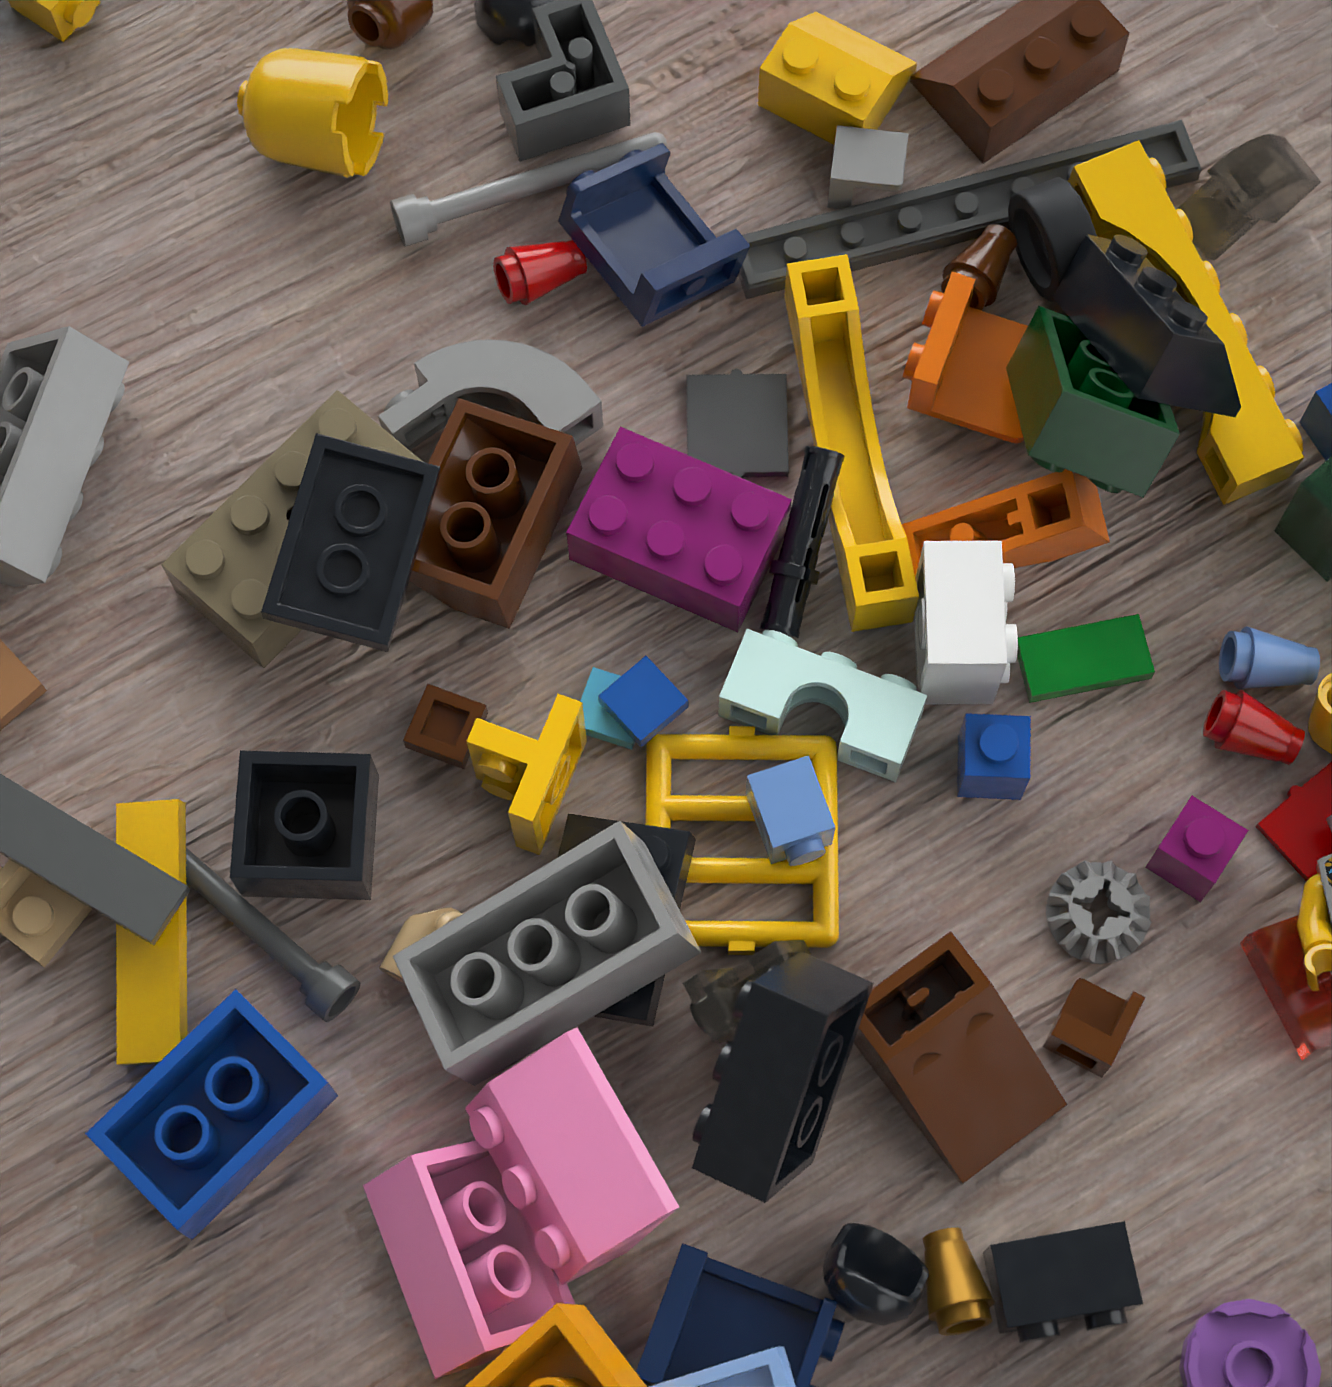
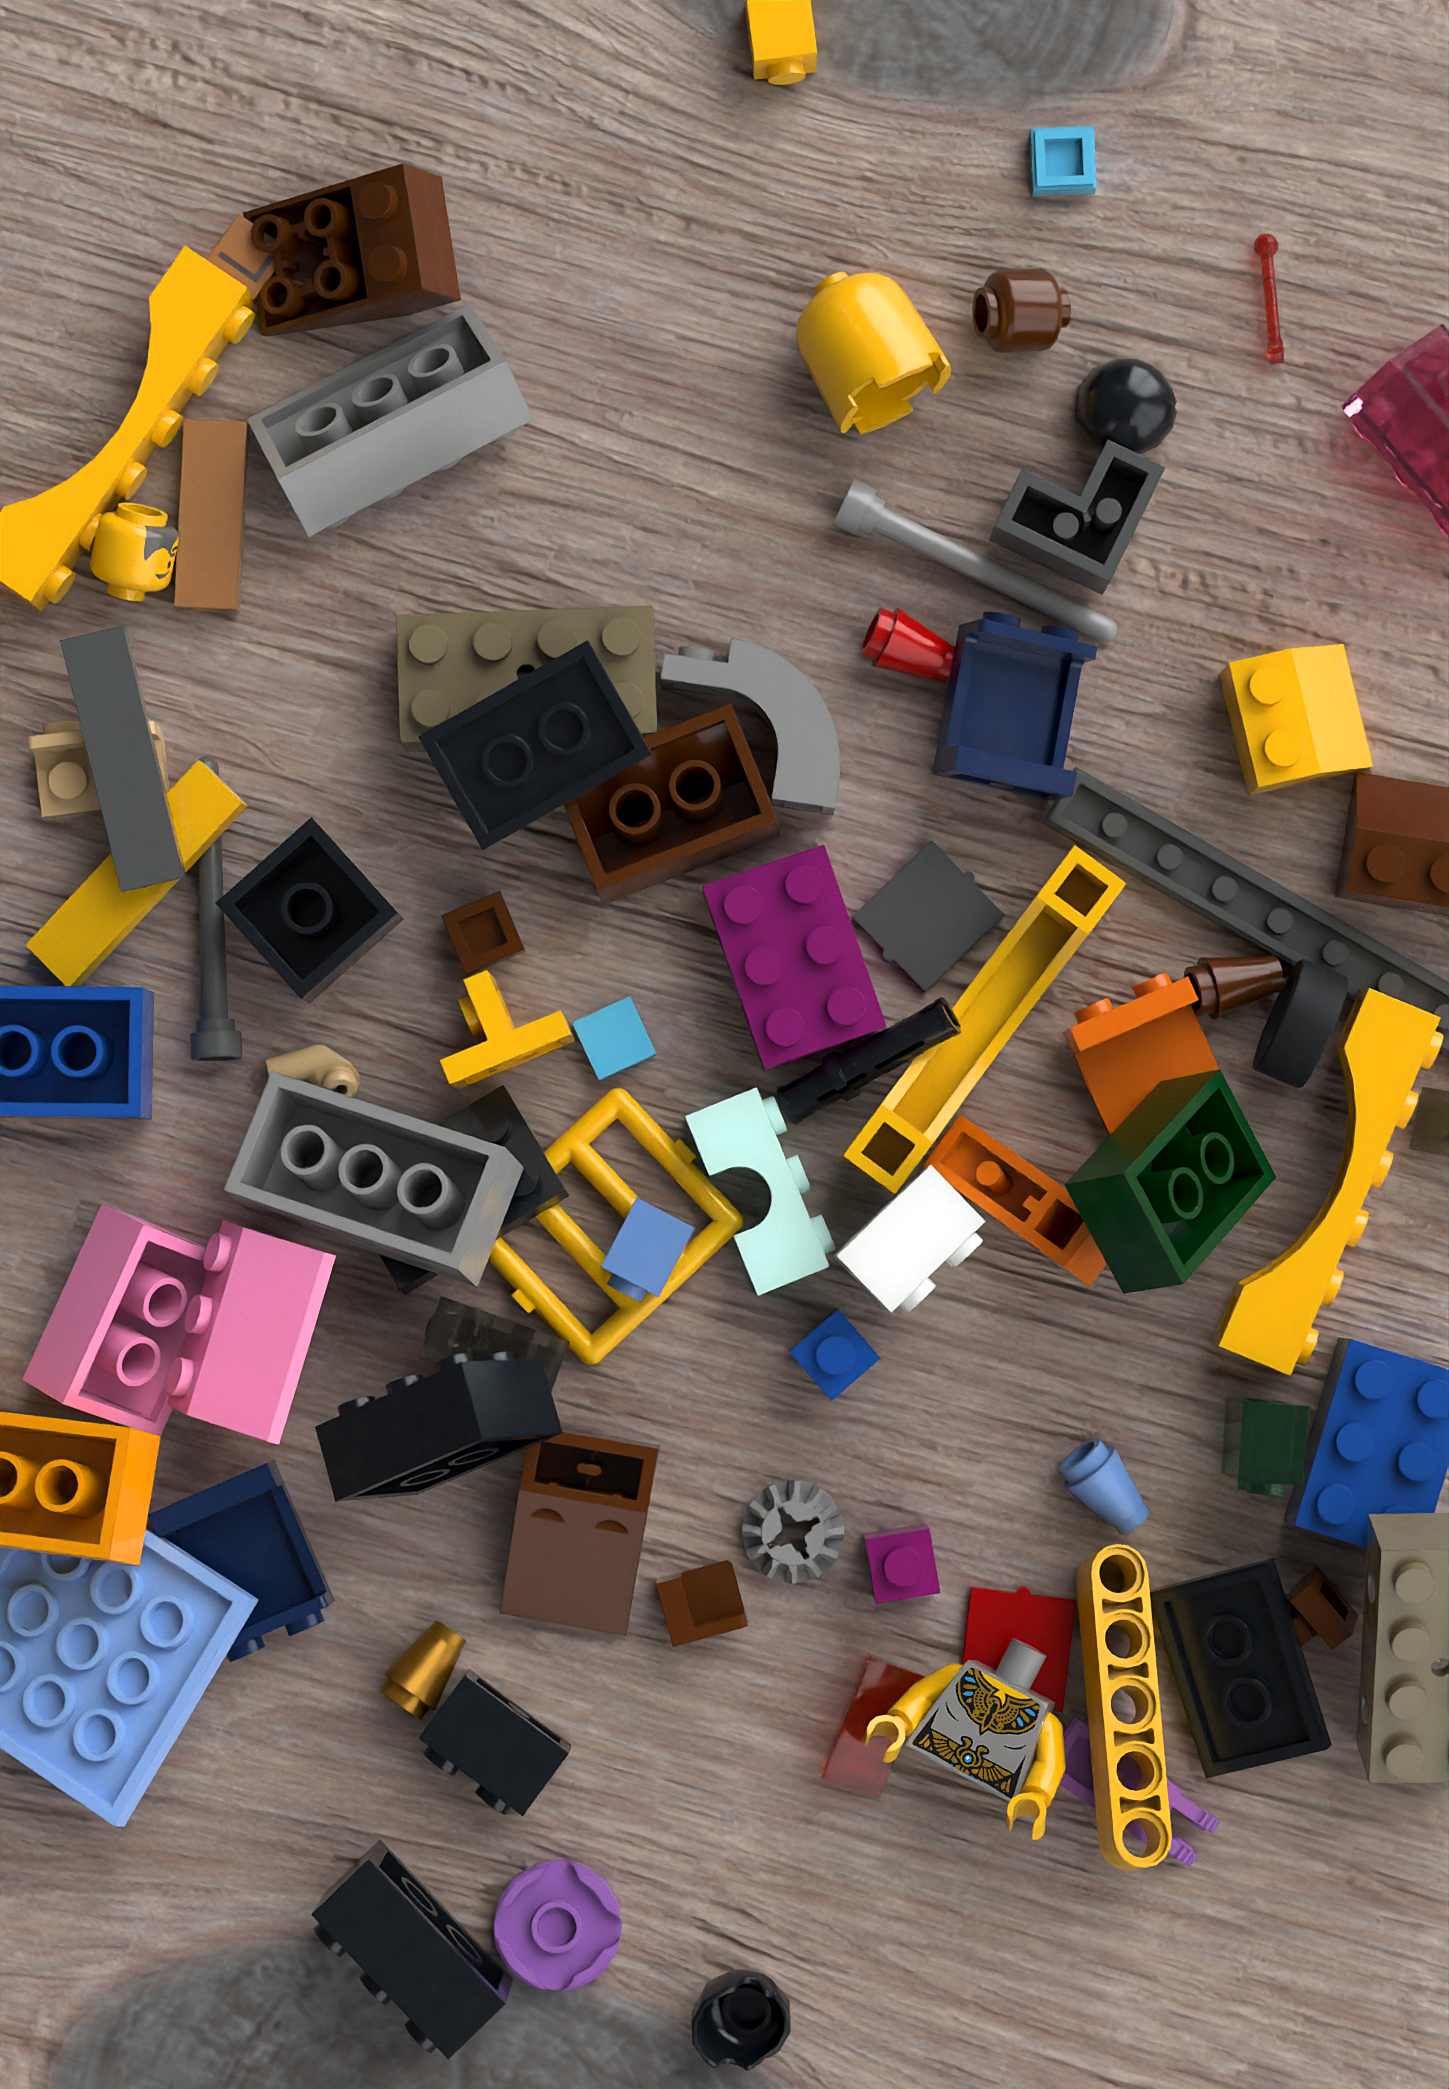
camera: 45 degrees right, 15 degrees up
(643, 701) = (634, 1060): blue tile -> none
(865, 161) = (1234, 817): light grey panel -> none
(873, 1275) = (374, 1611): black hair -> none
(1084, 658) = (982, 1347): green tile -> none
(1146, 327) = (1266, 1168): black slope -> none
(1250, 728) = (1038, 1520): red cone -> none

